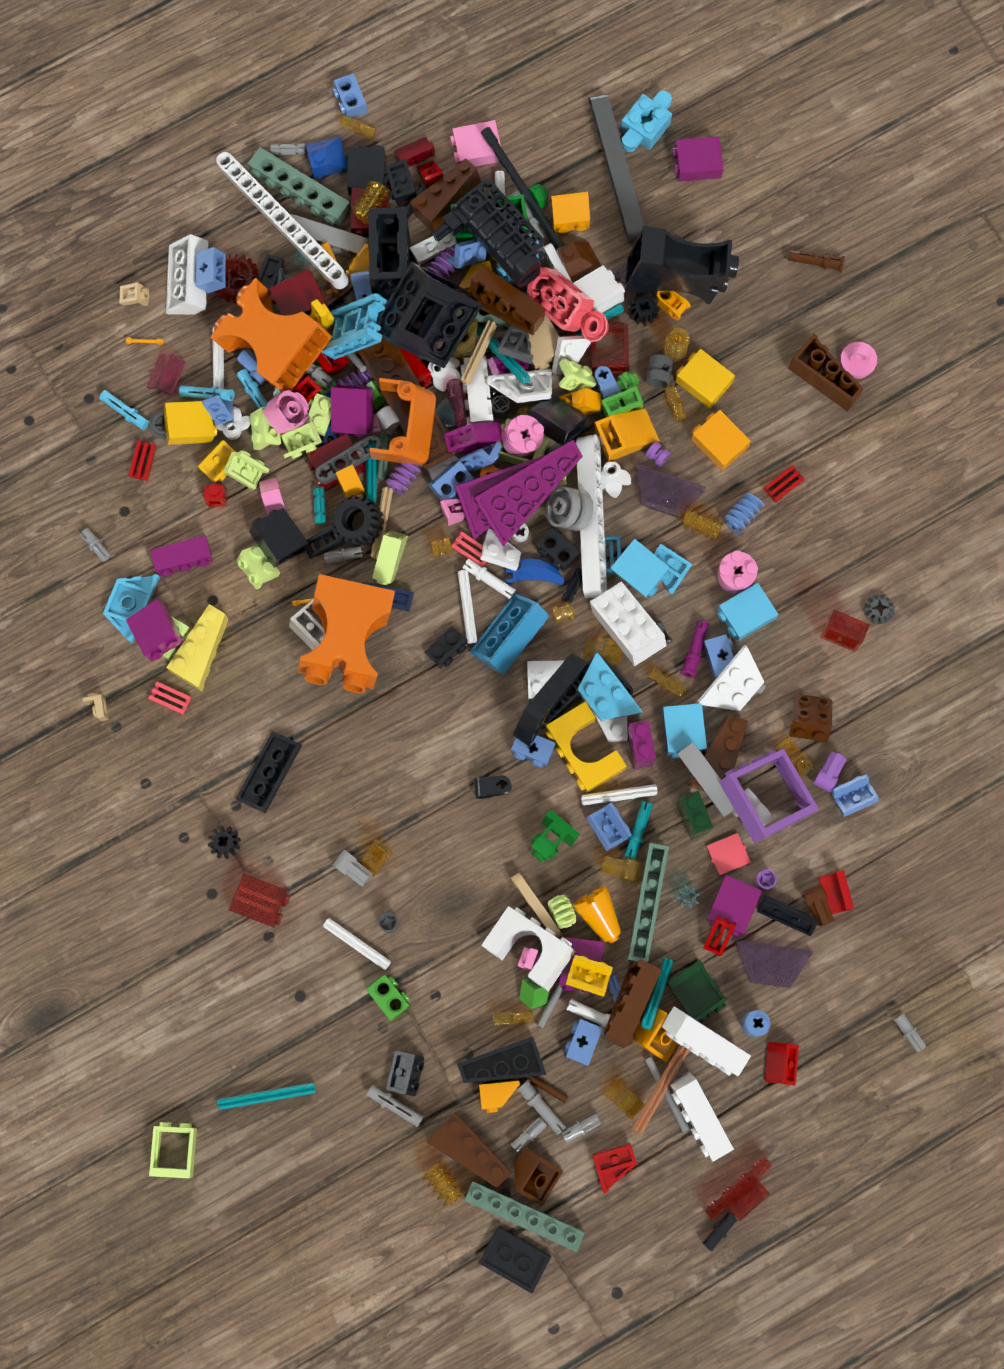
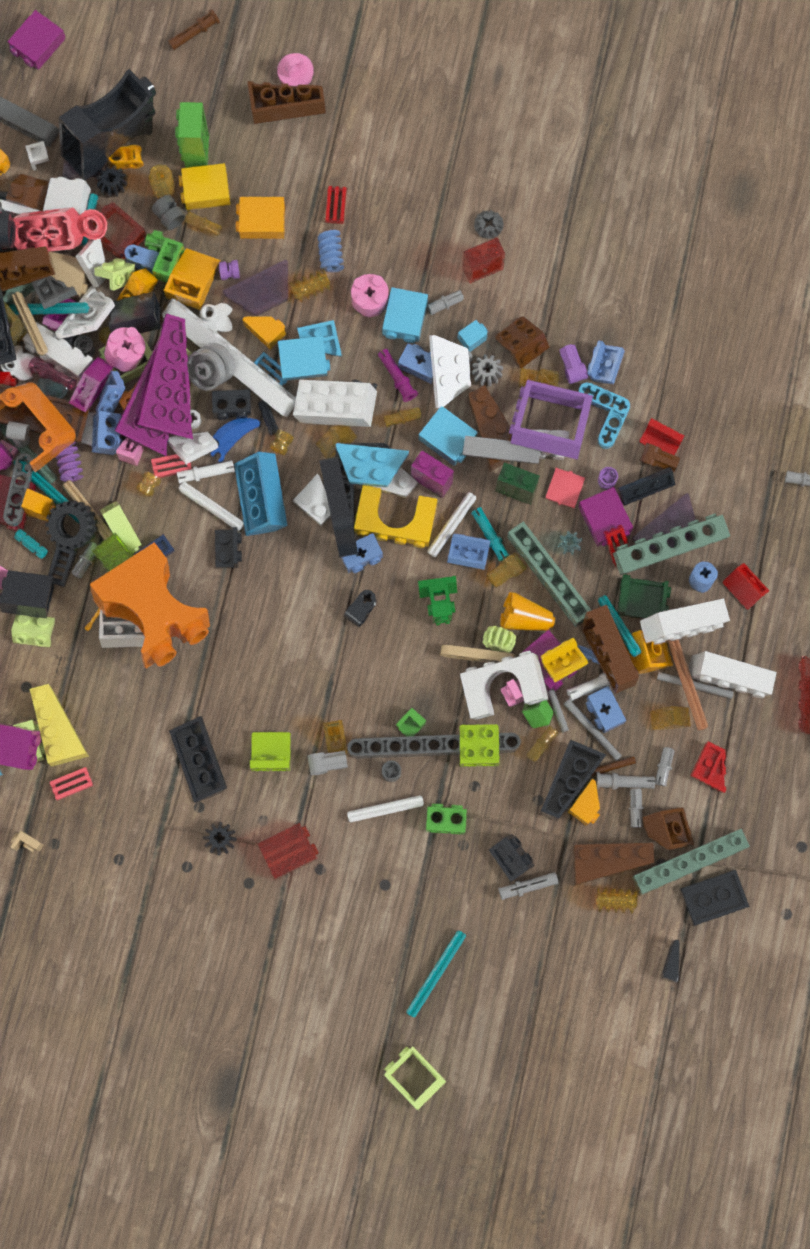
camera: 50 degrees left, 0 degrees up
(322, 819) = (270, 751): none -> lime bracket
(363, 568) = (112, 552): none -> clear neon green slope
(429, 1274) = (671, 967): none -> black slope
(430, 929) = (424, 749): none -> dark grey beam
(437, 904) = (411, 723): none -> bright green panel
(467, 970) = (479, 745): none -> lime bracket
(559, 1046) = (592, 729): none -> light grey bar
(612, 239) = (37, 154): none -> white panel
(638, 522) = (265, 329): none -> light orange slope
(731, 332) = (192, 134): none -> bright green brick
(757, 707) = (480, 372): none -> light grey gear
(780, 677) = (473, 335): none -> medium azure brick
(786, 632) = (445, 302): none -> light grey axle
(802, 1003) = (718, 532): none -> sand green brick
(823, 837) = (614, 412): none -> medium azure beam

